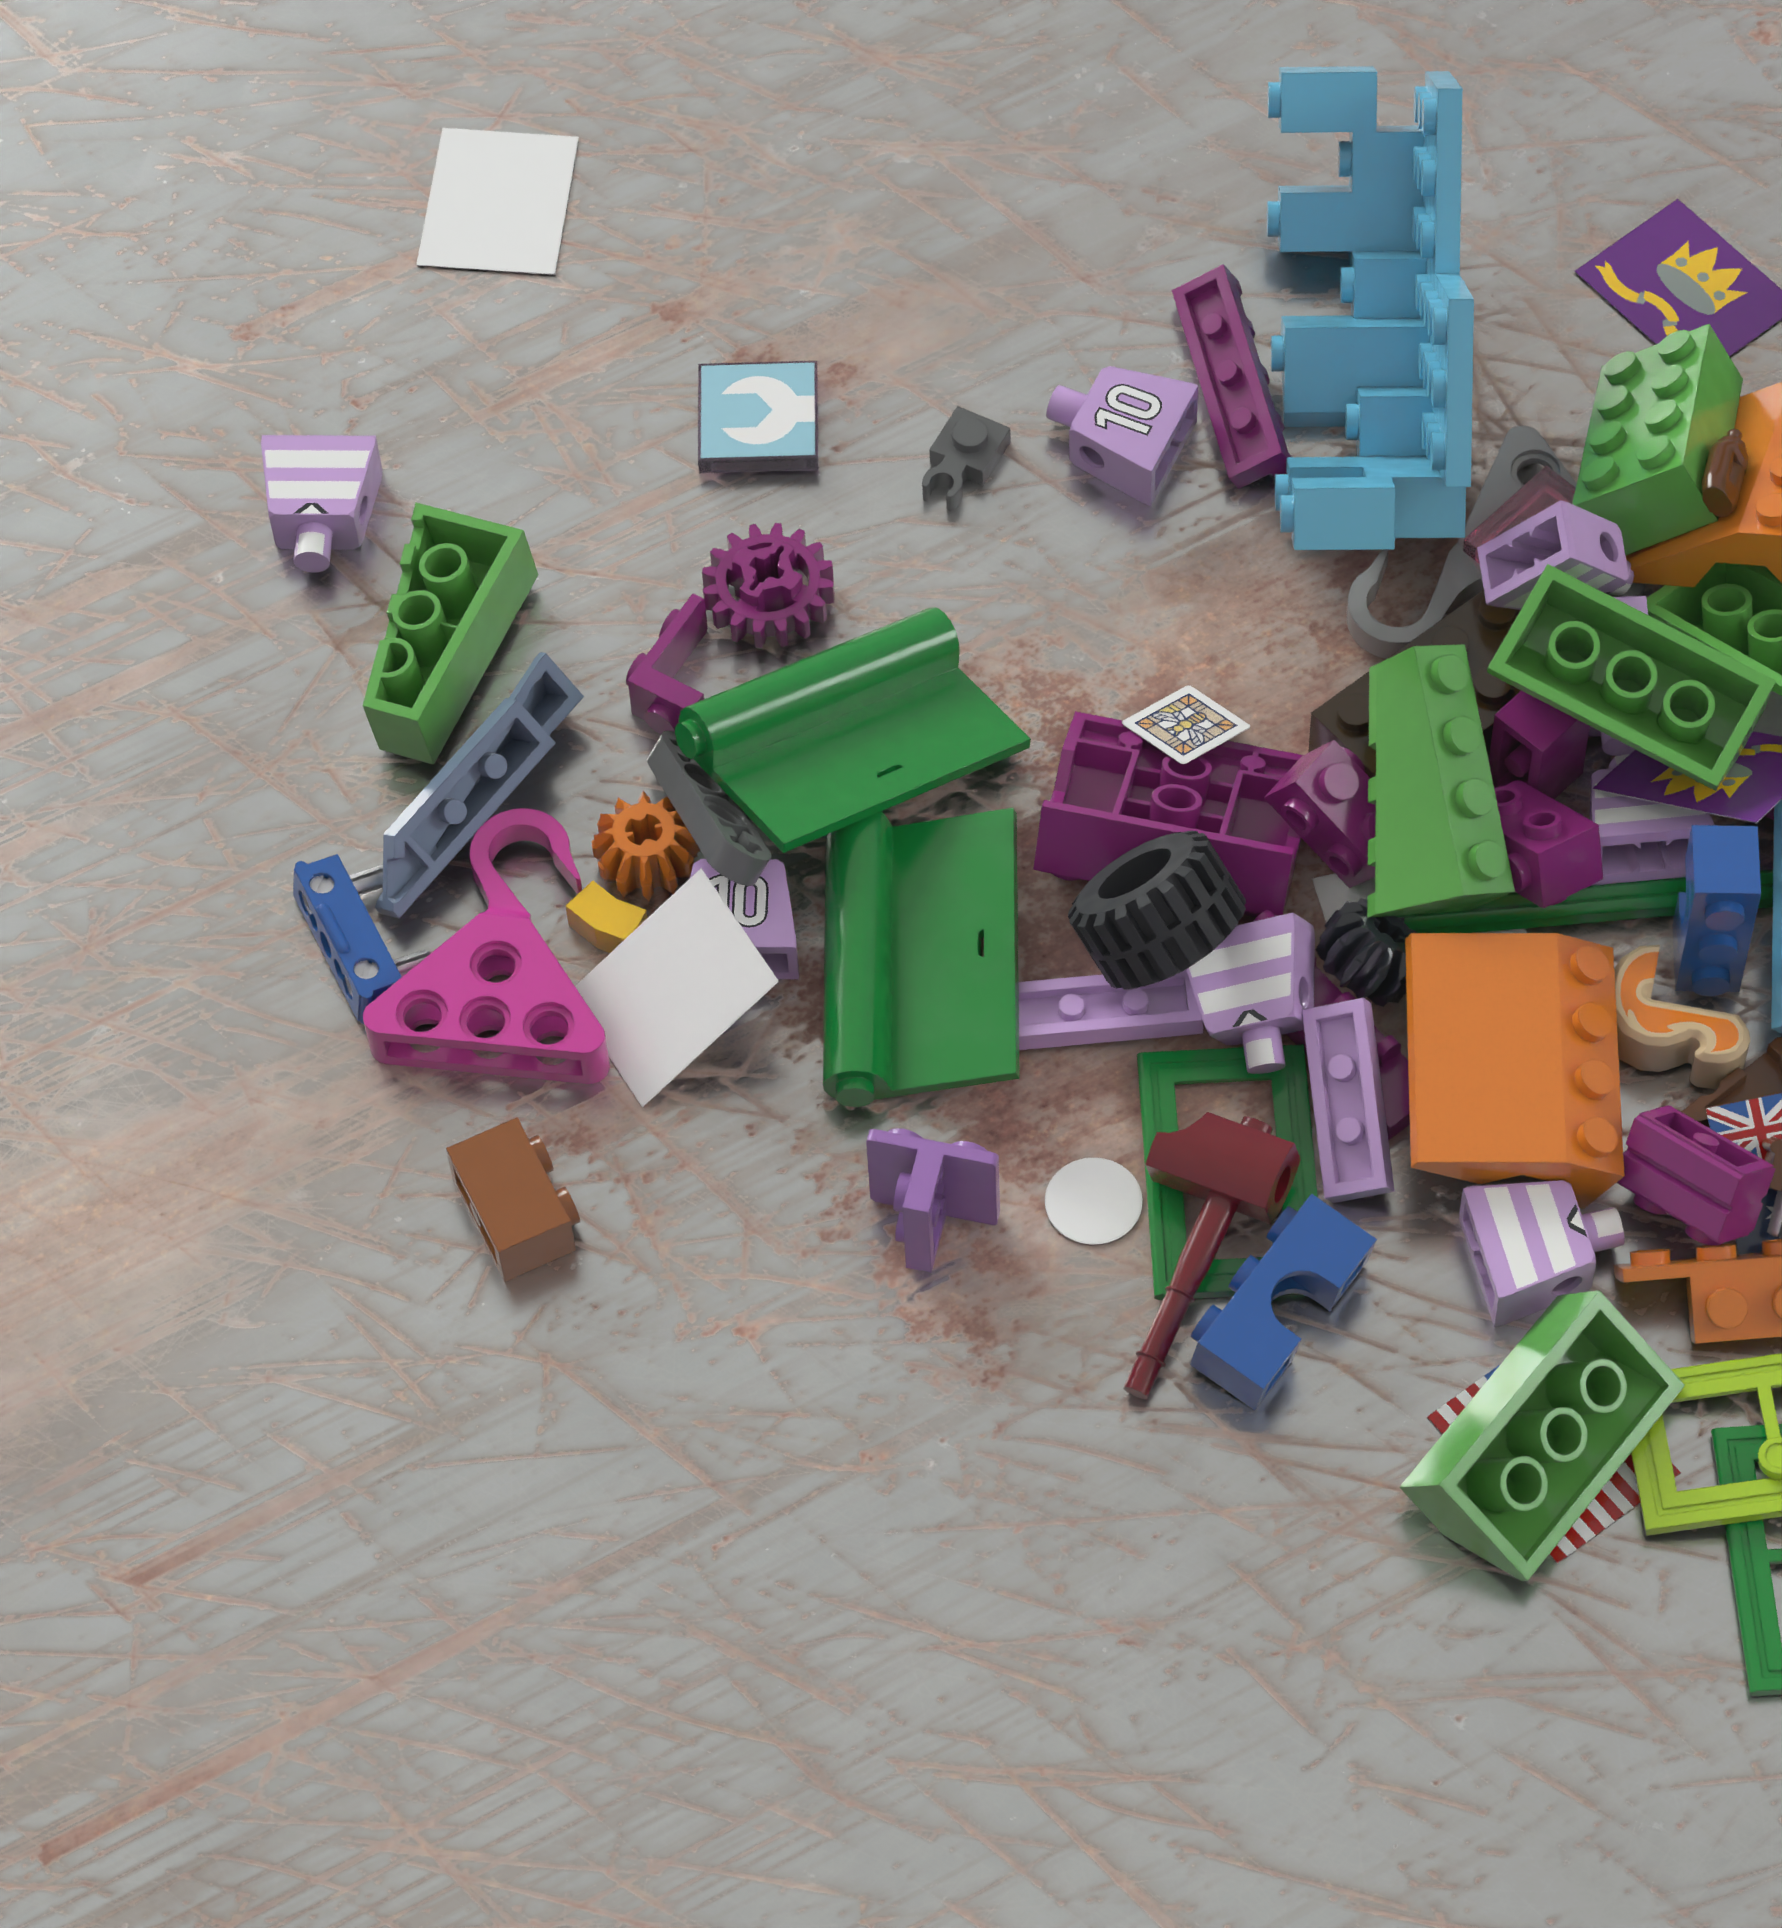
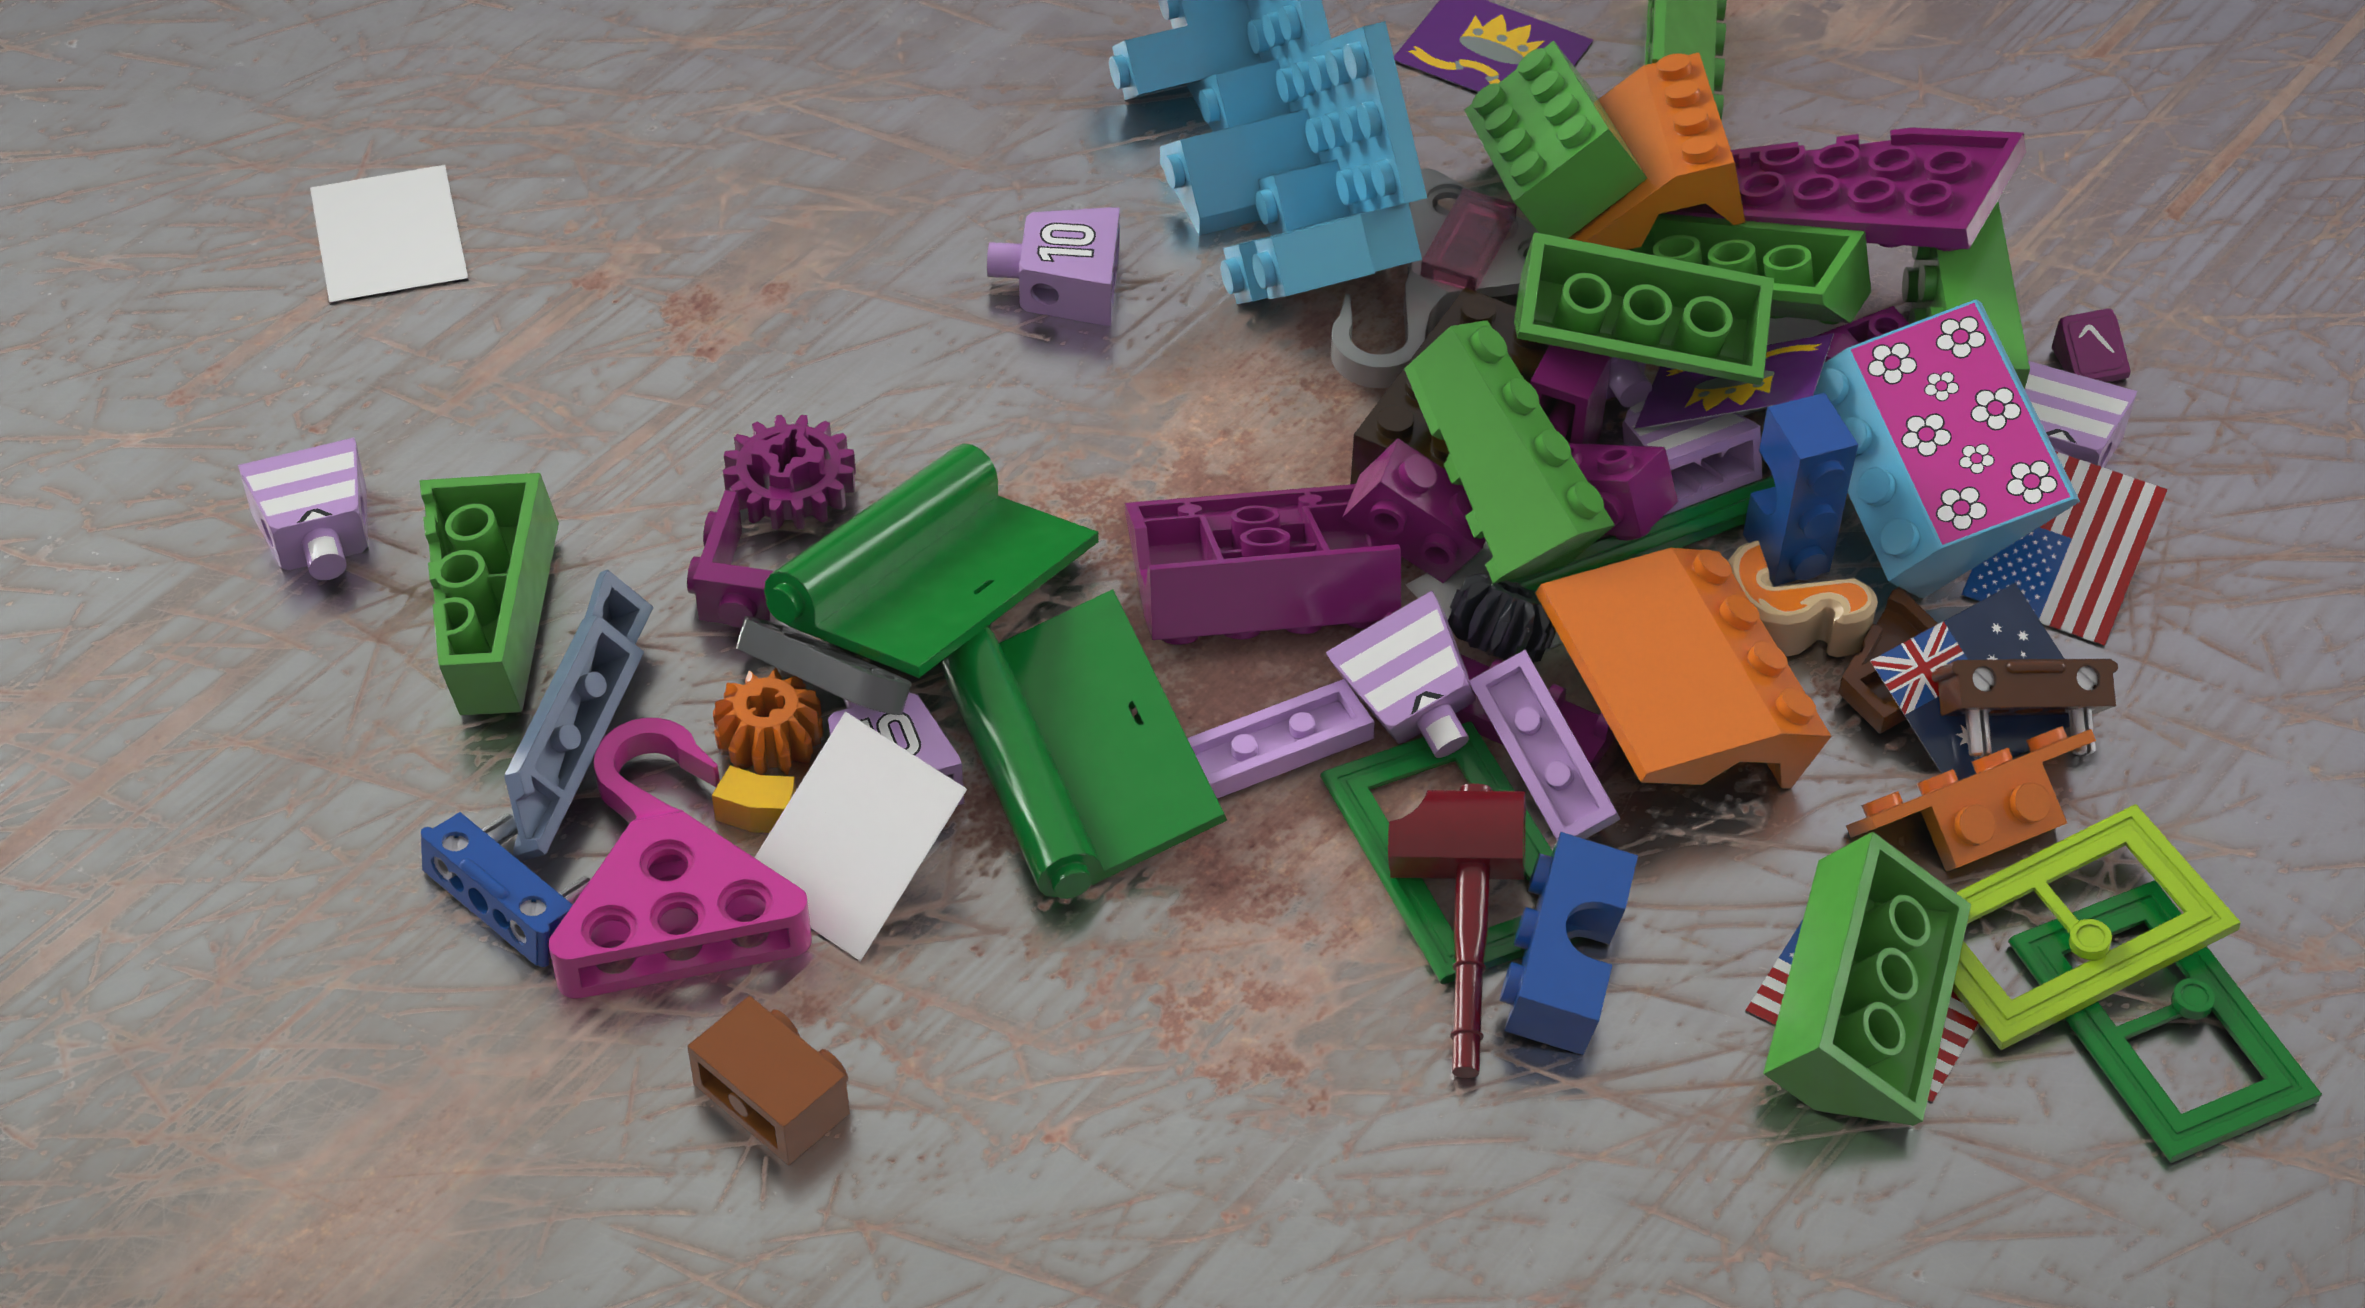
camera: 25 degrees left, 10 degrees down
(758, 417) = (715, 342): tile -> none
(929, 1182) = (1190, 934): medium lavender bracket -> none
(963, 451) = (922, 321): dark grey plate -> none
(1093, 1201) = (1339, 915): white sticker -> none
(1157, 910) = (1300, 628): black tyre -> none
(1186, 724) = (1233, 485): sticker -> none
(1232, 376) = (1146, 207): magenta hinge -> none
(1533, 1244) = (1768, 826): lavender torso -> none
(1557, 536) = (1496, 248): lavender torso -> none
(1694, 1176) = (1892, 719): magenta brick -> none
(1725, 474) = (1637, 137): reddish brown piece -> none

